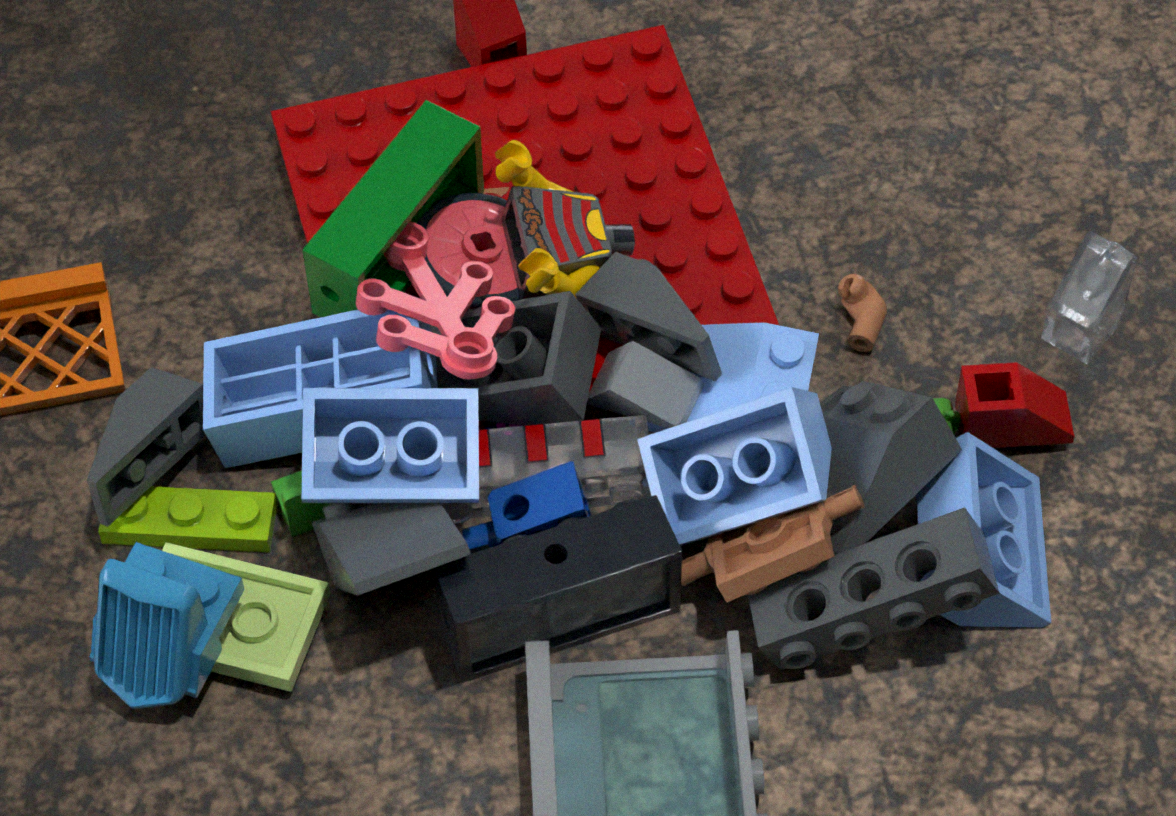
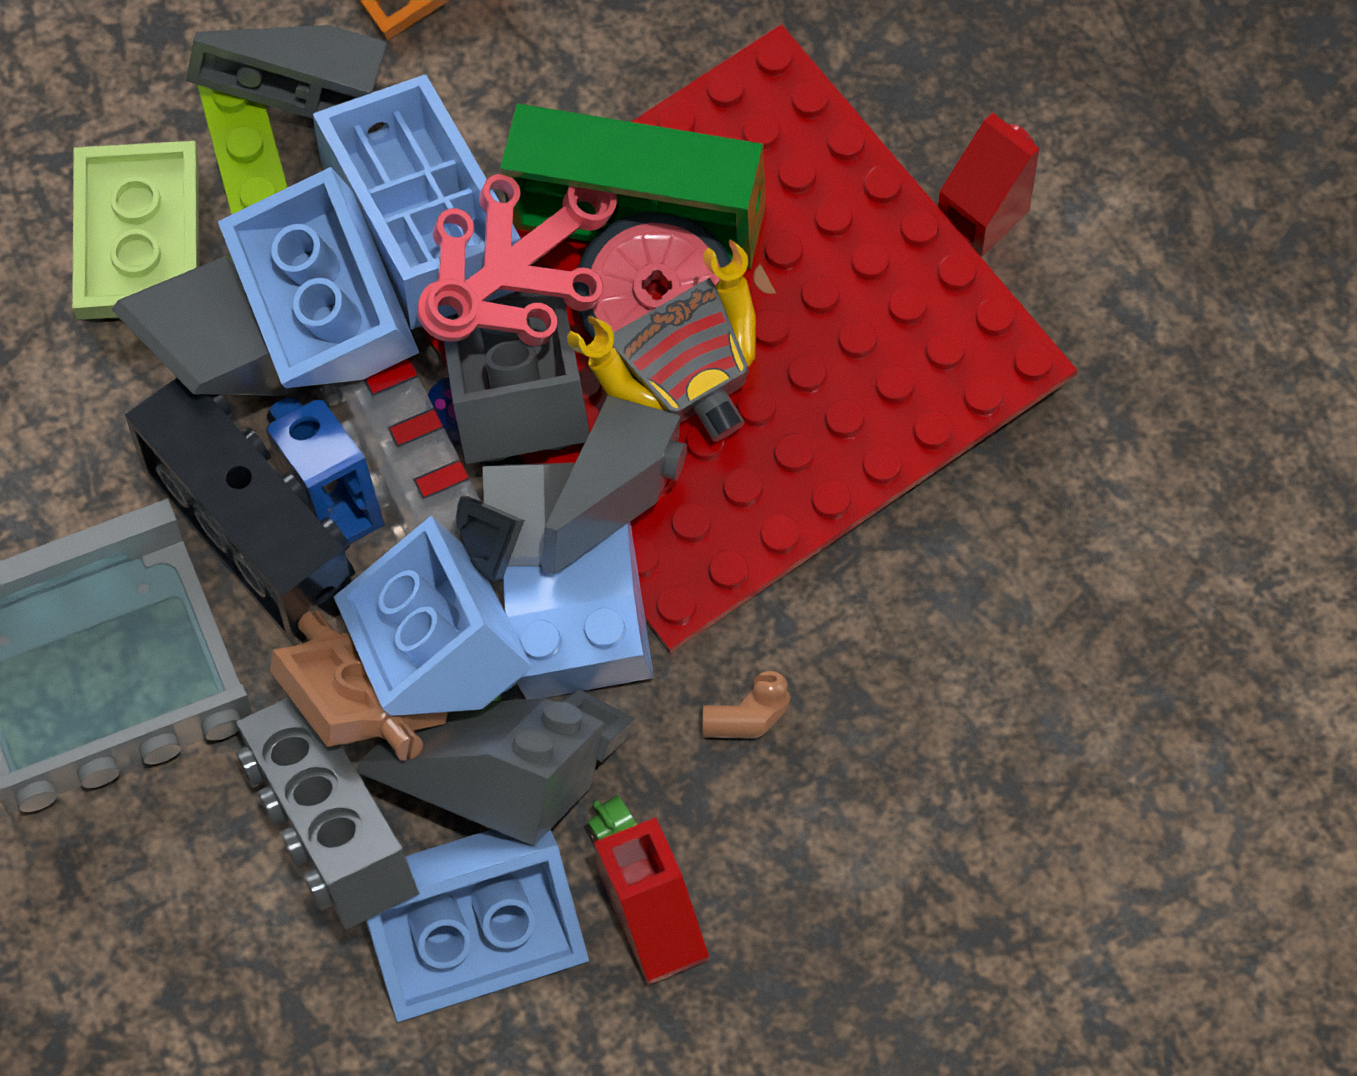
camera: 70 degrees right, 10 degrees up
(159, 625) = (82, 165): dark azure piece -> none
(664, 408) = (487, 535): none -> black tile
(1090, 298) = (832, 943): clear slope -> none

